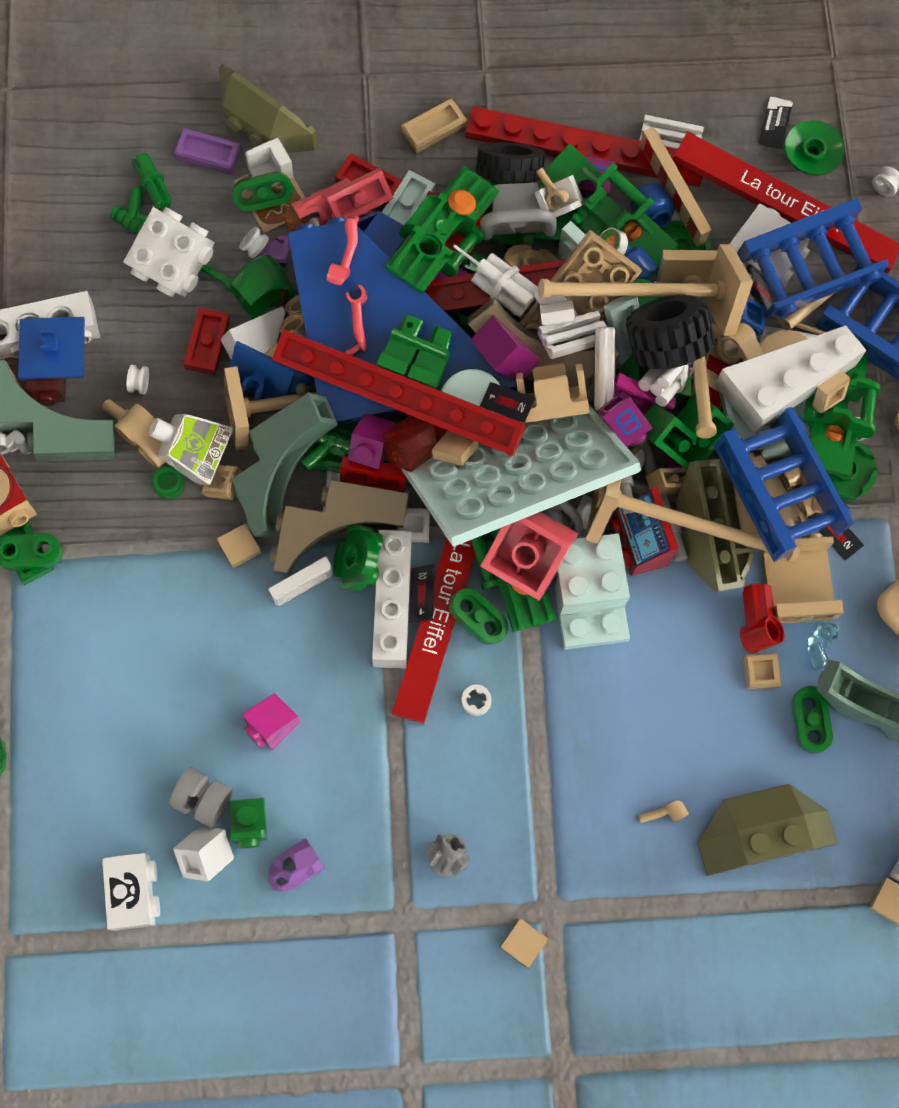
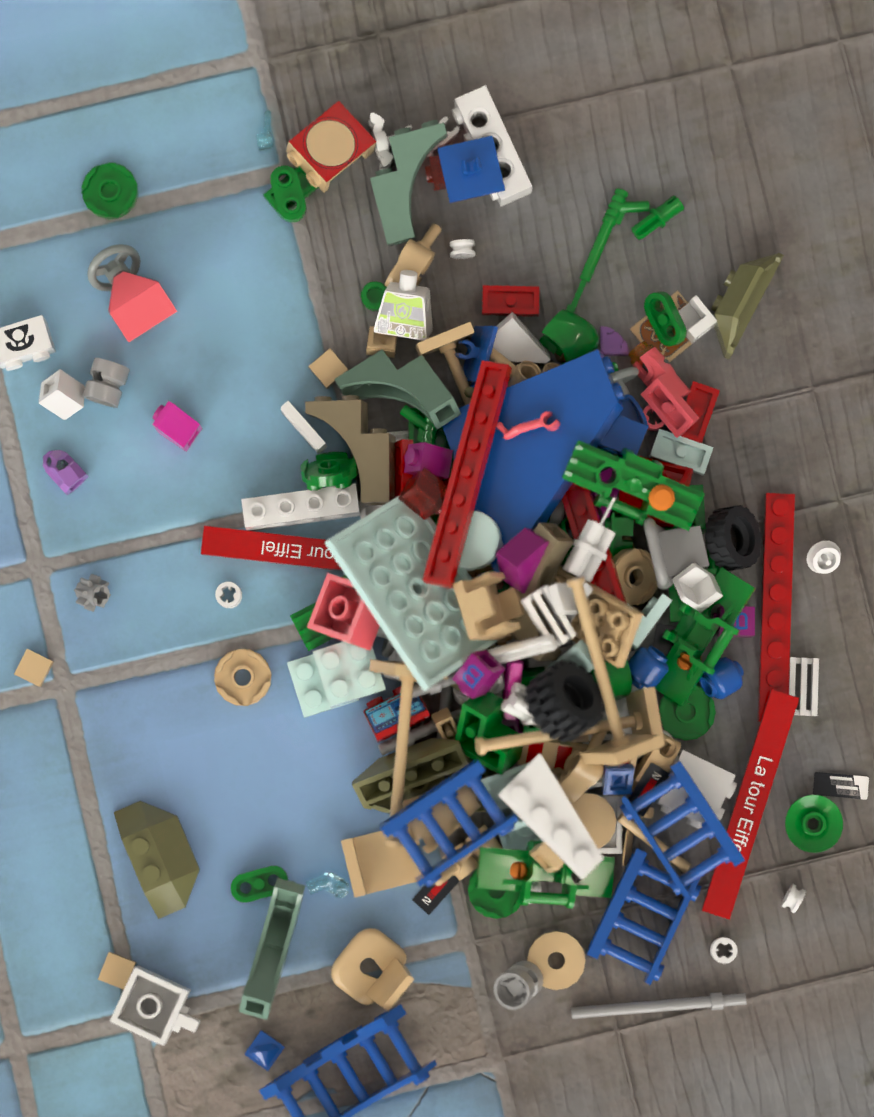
camera: 85 degrees right, 10 degrees up
(112, 742) = (134, 300): none -> coral piece
(169, 252) = (585, 250): white brick -> none
(207, 151) = (701, 260): medium lavender tile -> none
(248, 822) = (93, 425): green bracket -> none
(254, 242) = (613, 321): white bush -> none
(339, 273) = (565, 401): coral piece -> none
(417, 357) = (504, 471): green hips -> none
(421, 593) = (312, 531): black sticker -> none
(434, 125) = (769, 462): tan tile -> none
(454, 448) = (423, 531): tan tile -> none
(478, 614) = (298, 582): green plate -> none
(507, 402) = (469, 568): black sticker -> none
(542, 91) = (823, 557): none -> white hat
(552, 190) = (697, 585): tan hand -> none
(559, 714) = (230, 665): none -> tan tile
(616, 239) = (659, 642): tile -> none
(675, 185) = (739, 694): tan tile -> none
(675, 810) = (163, 777): tan hand -> none
(761, 626) = (331, 828): red piece -> none
(761, 671) = (296, 836): tan tile -> none

